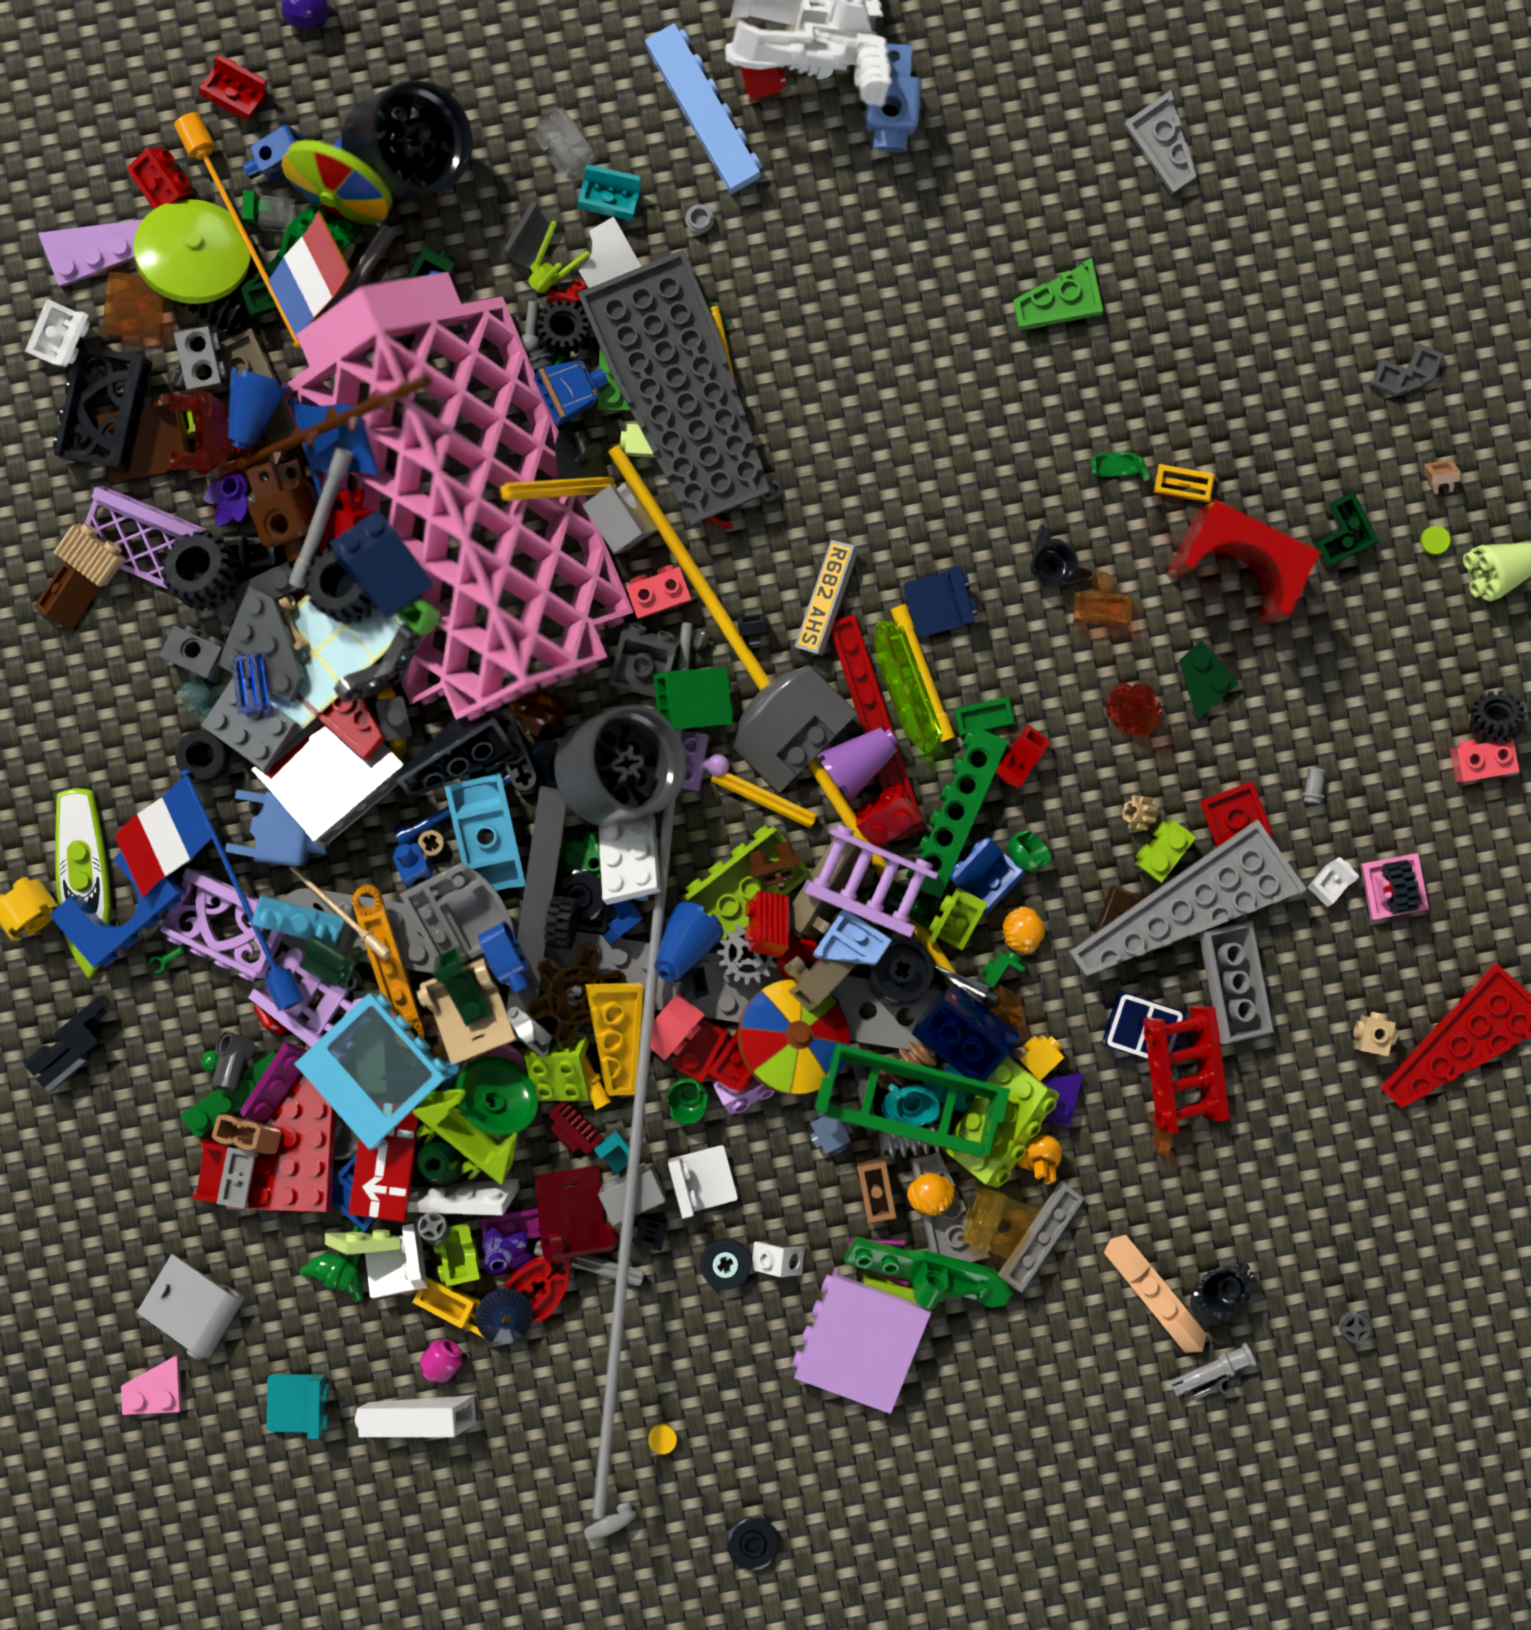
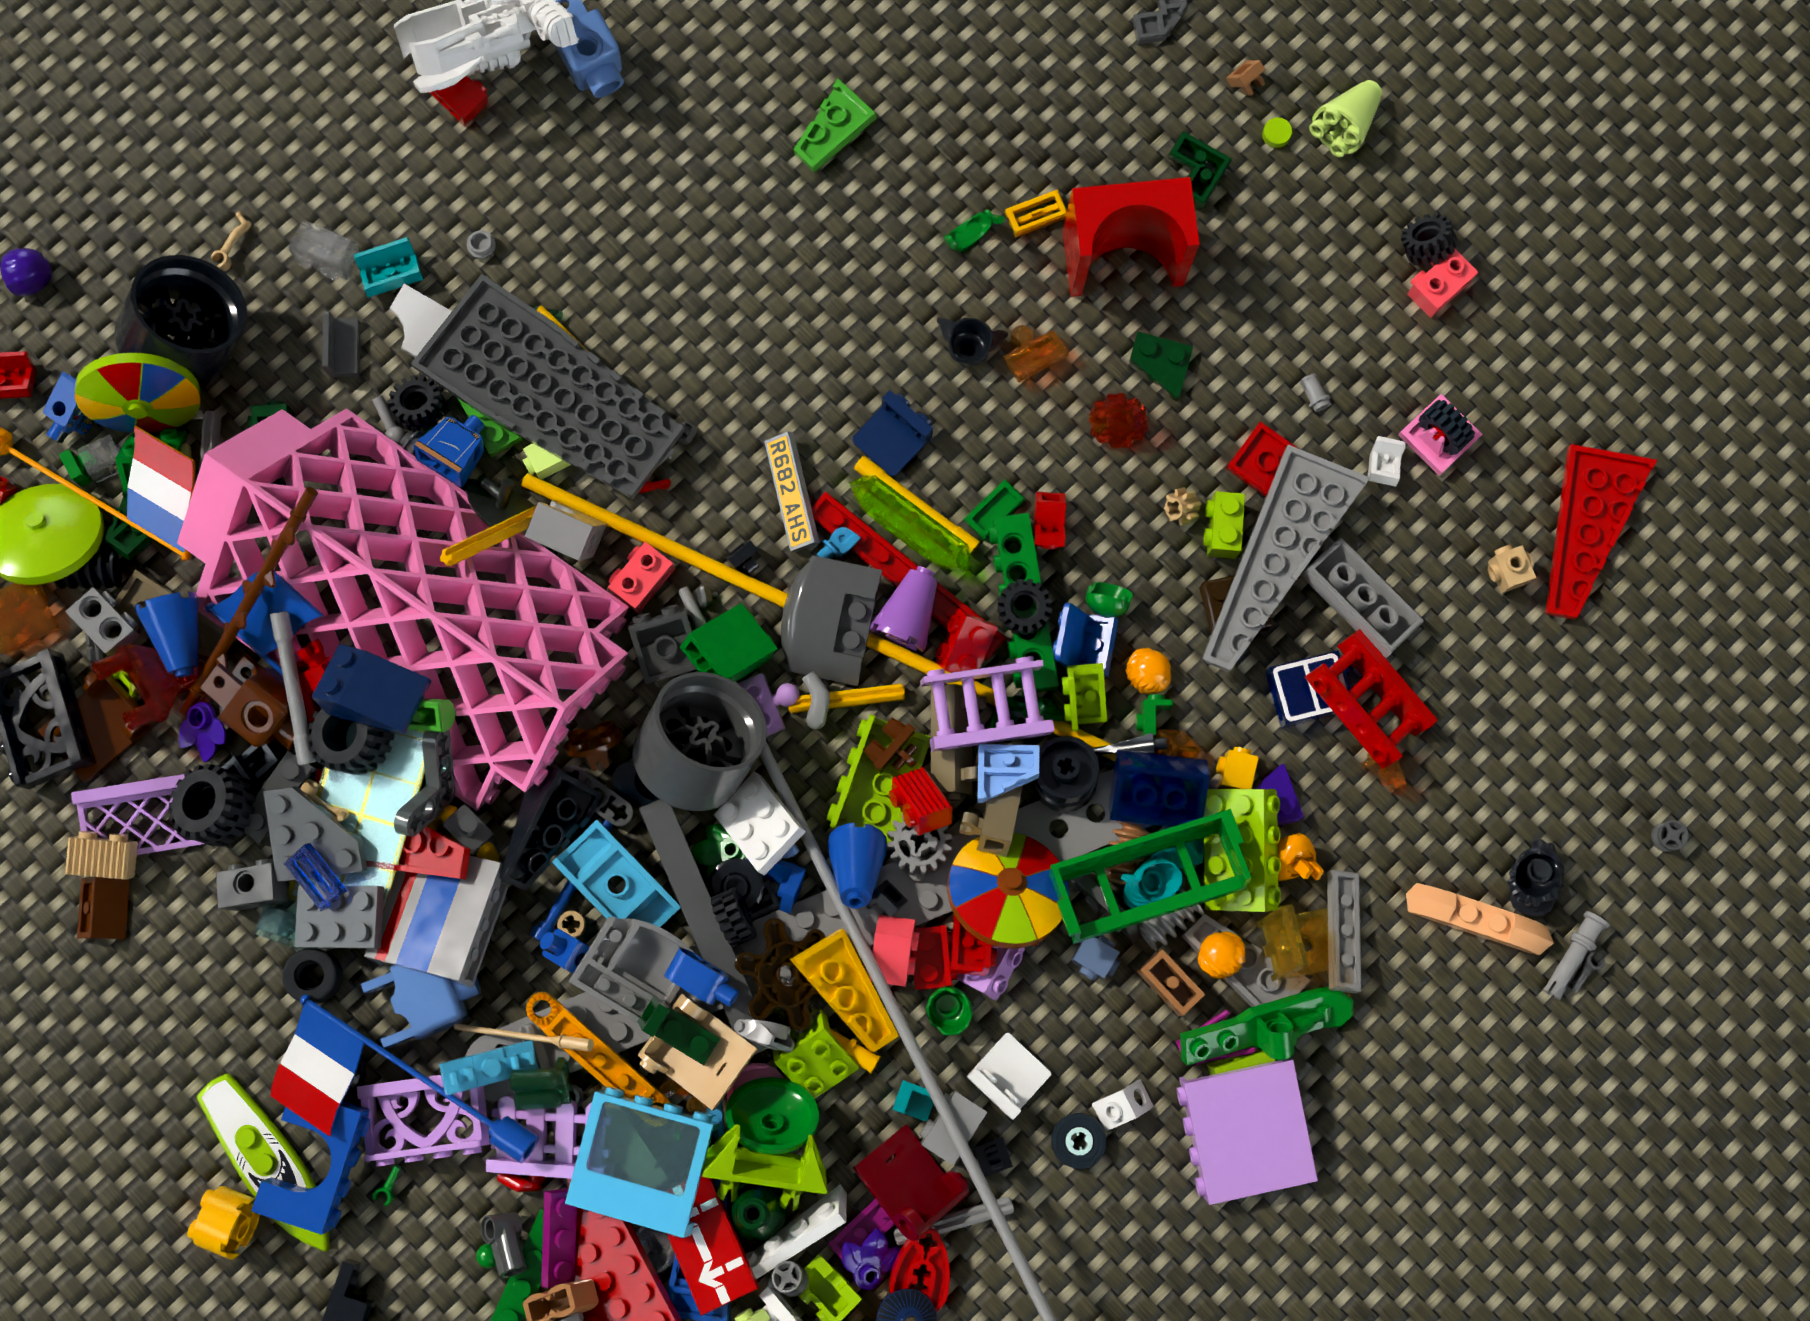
camera: 35 degrees left, 10 degrees down
(495, 83) = (231, 240): none -> tan piece
(546, 275) = (374, 368): lime plant -> none
(570, 295) = (407, 371): red arm -> none
(570, 1135) = (859, 1112): dark red piece -> none
(702, 108) = (428, 152): light blue brick -> none
(741, 787) = (820, 701): none -> light grey arm
(798, 947) = (966, 803): red bracket -> none
(837, 667) = (839, 544): none -> dark azure piece
(970, 823) = (1030, 590): none -> black tyre

